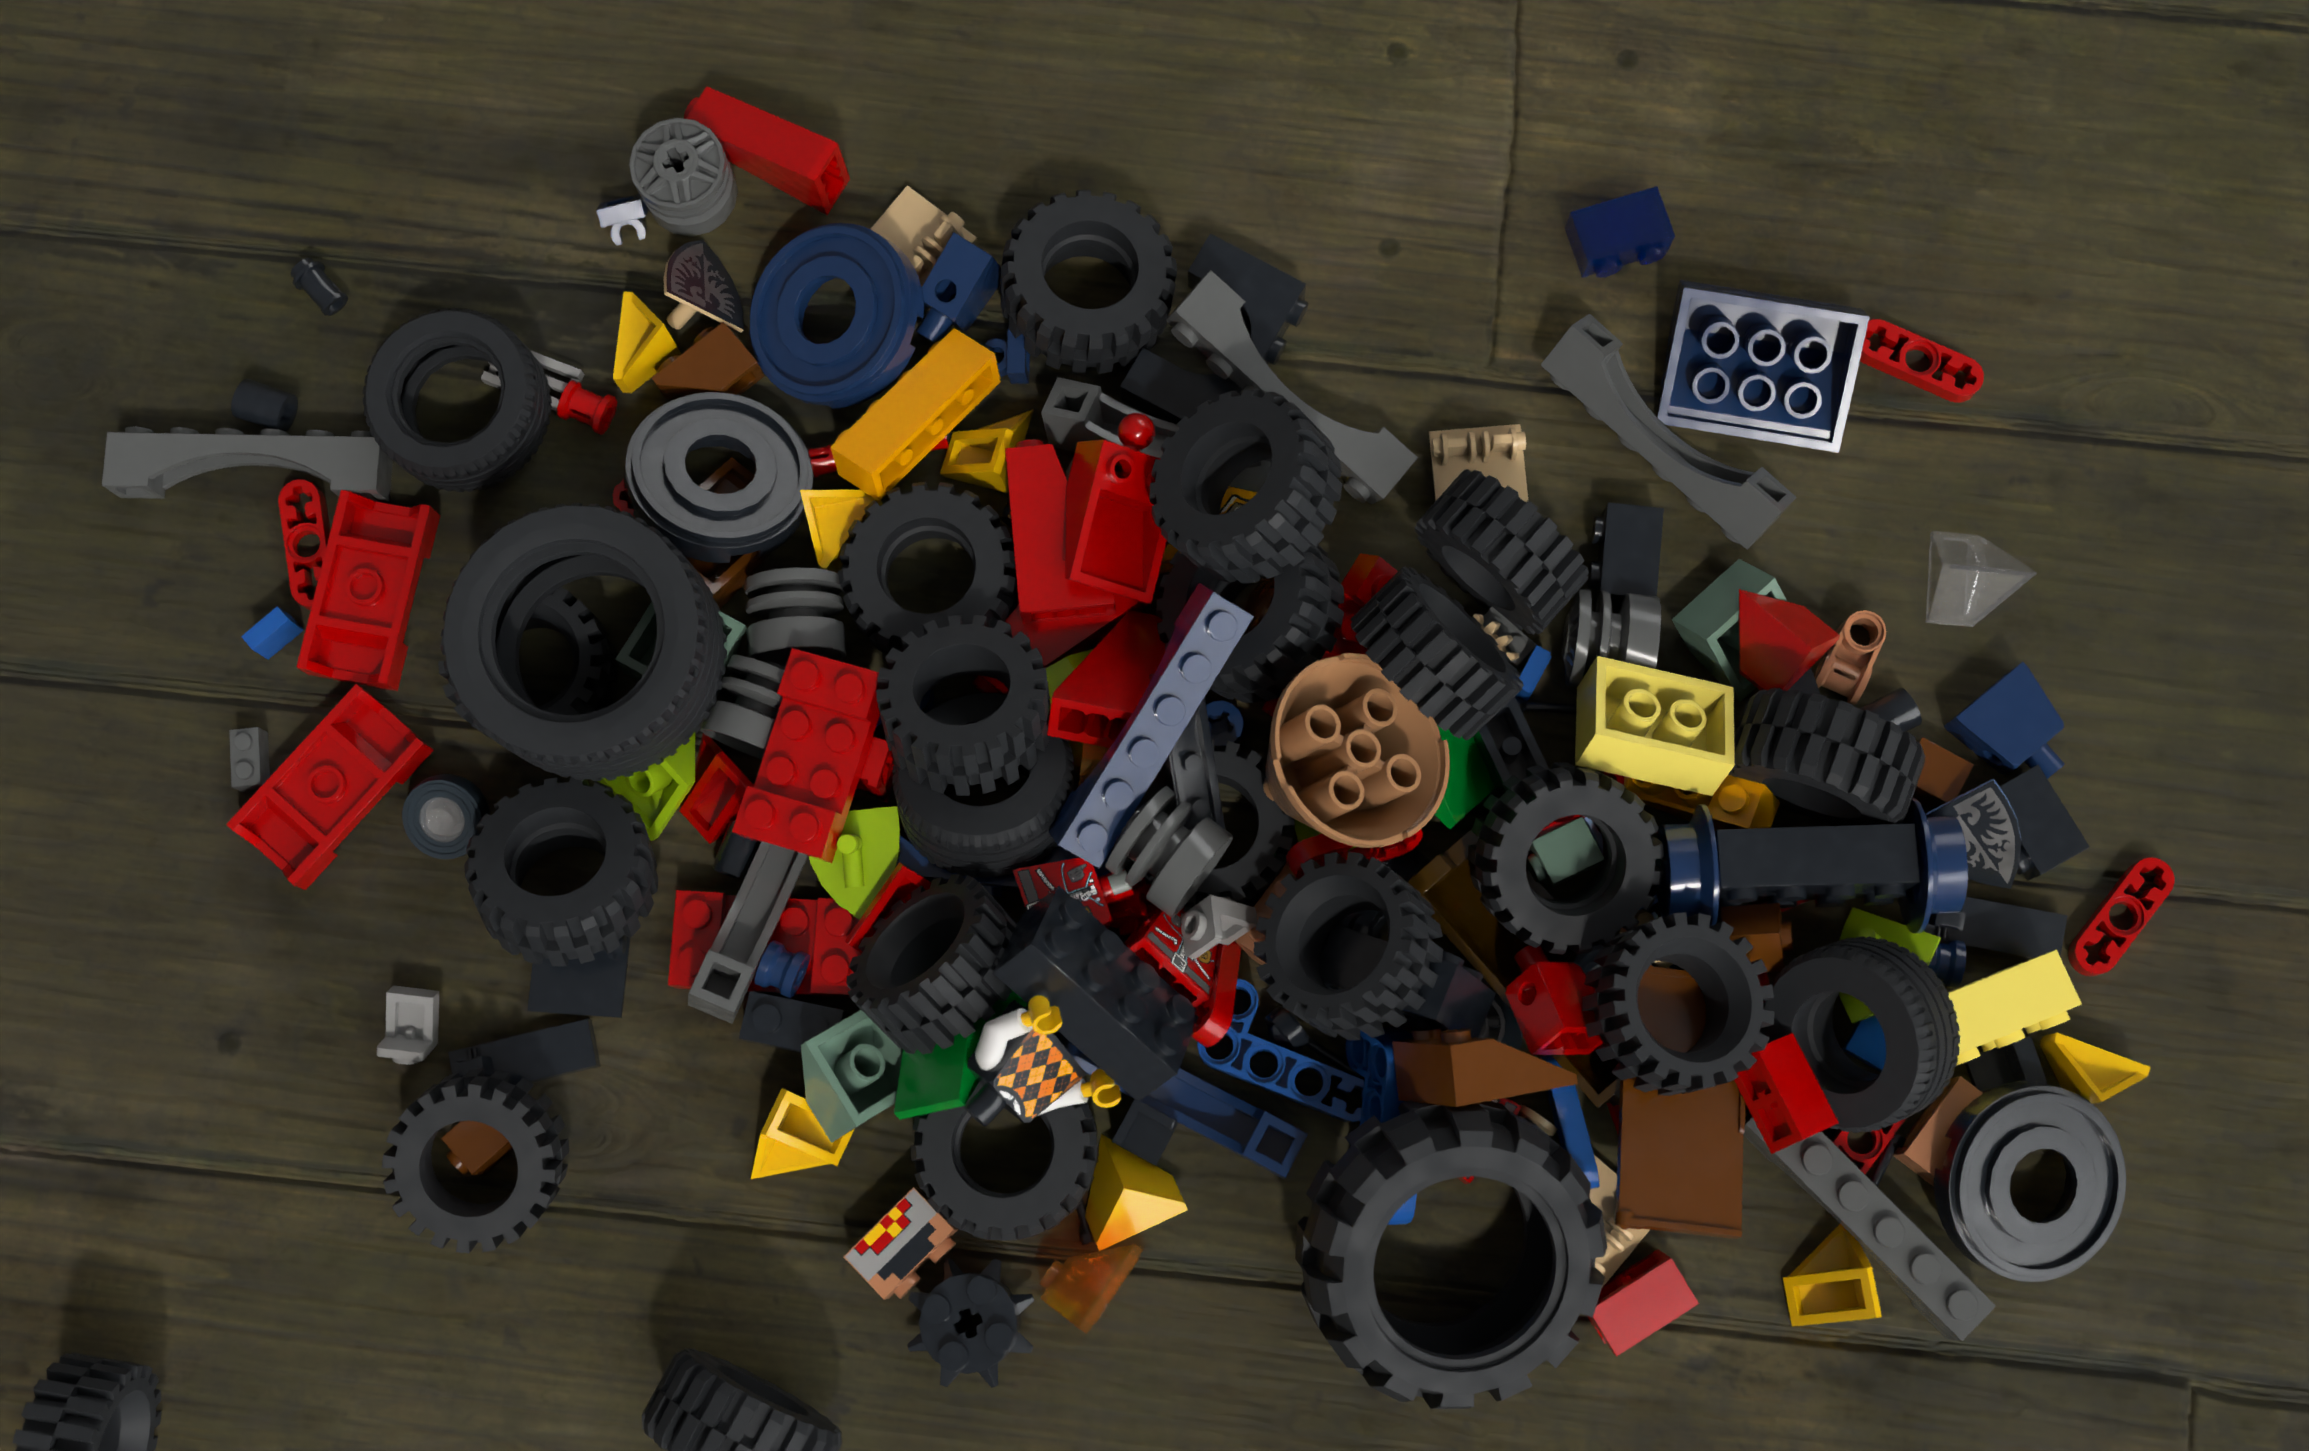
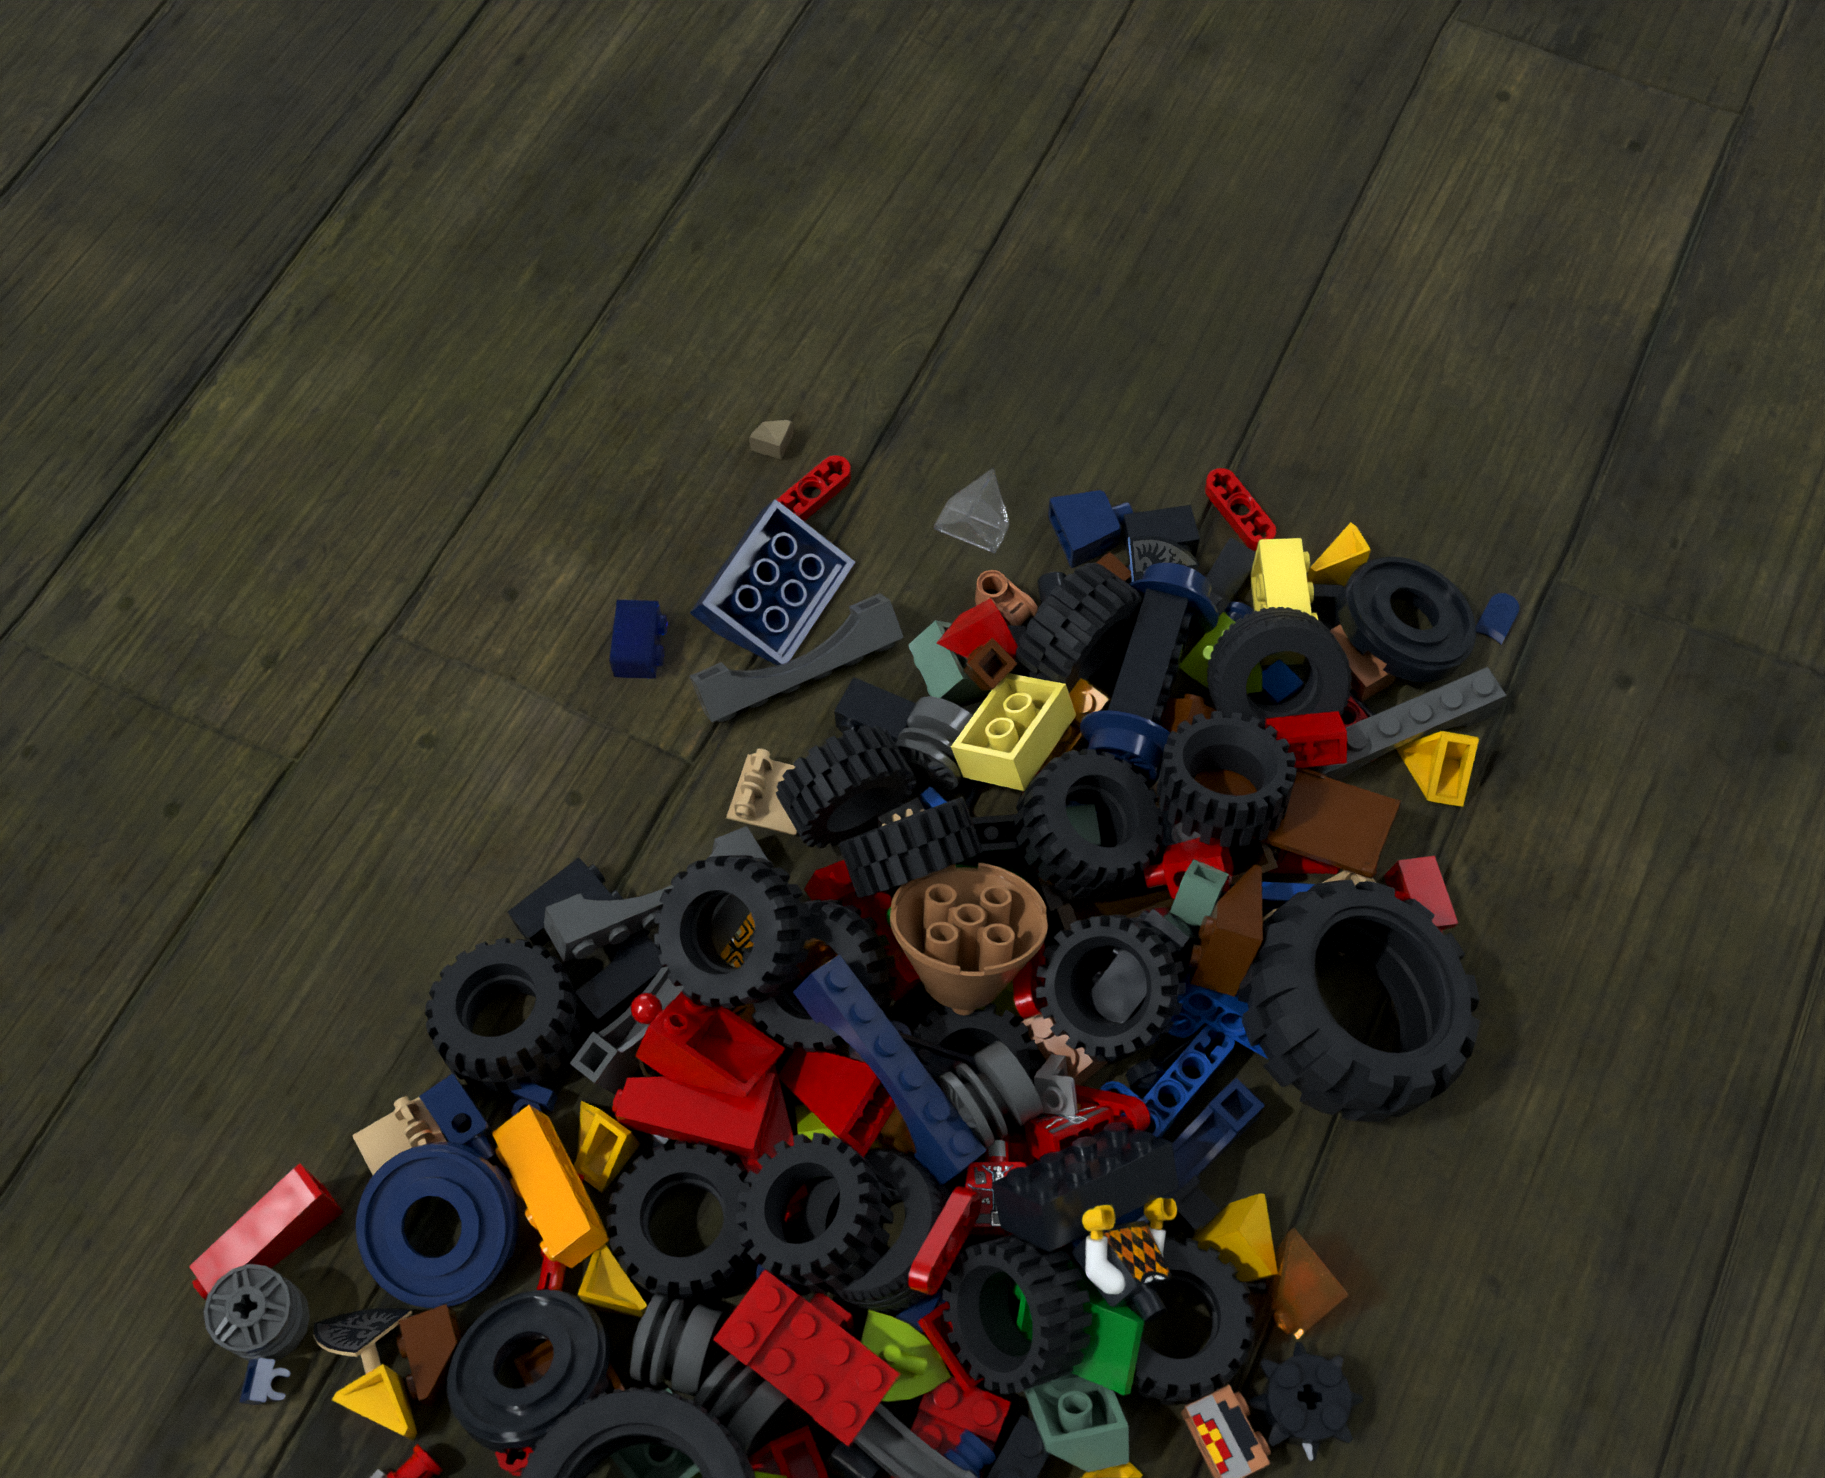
camera: 75 degrees left, 15 degrees down
(981, 857) = (945, 1240): none -> red beam
(1511, 1016) = (1198, 892): none -> sand green brick
(1730, 664) = (989, 665): none -> reddish brown brick
(1977, 280) = (772, 438): none -> dark tan slope
(2097, 1307) = (1498, 616): none -> dark blue piece

